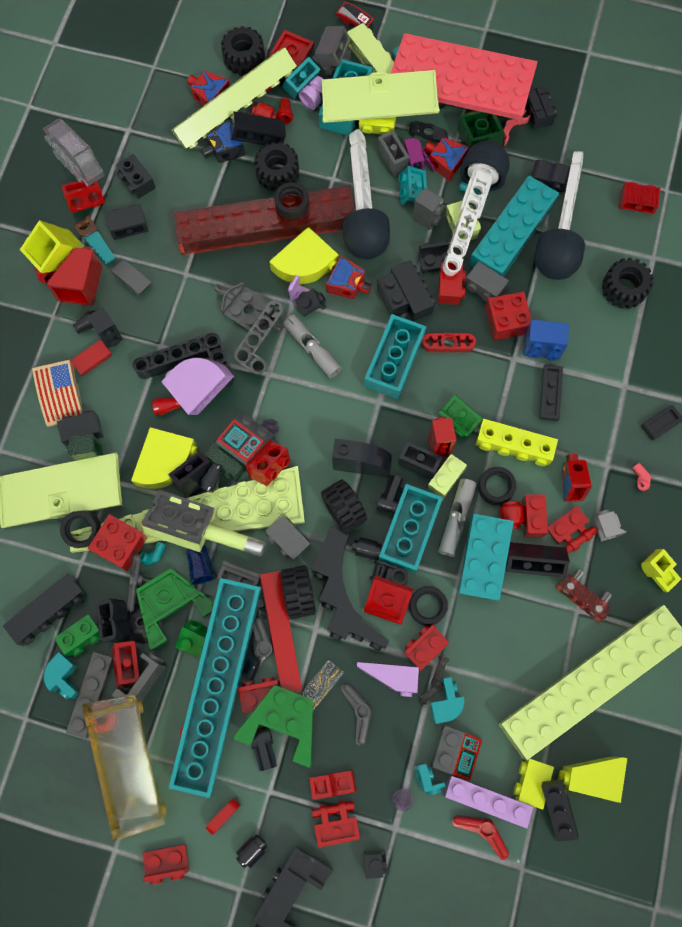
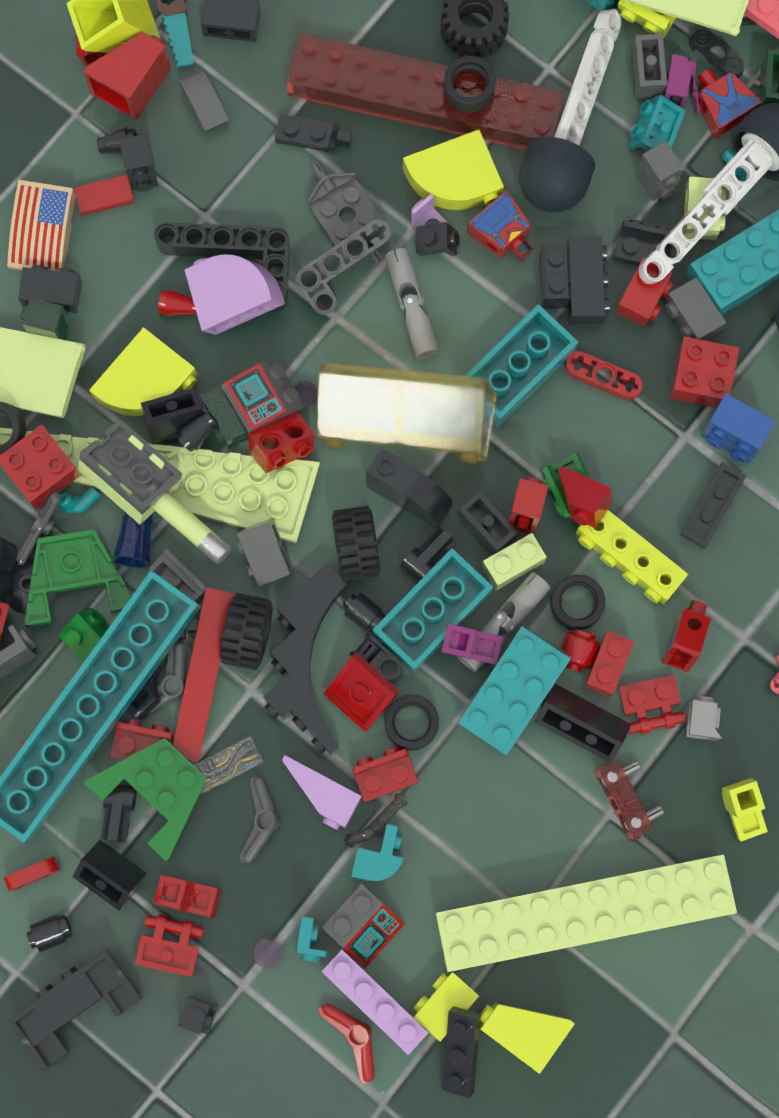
camera: 20 degrees right, 5 degrees up
(206, 271) = (311, 133): none -> black hinge
(279, 793) = (112, 874): none -> black brick
(338, 409) = (405, 410): none -> windscreen
(445, 539) = (472, 644): none -> magenta slope
(473, 418) = (584, 497): none -> red slope

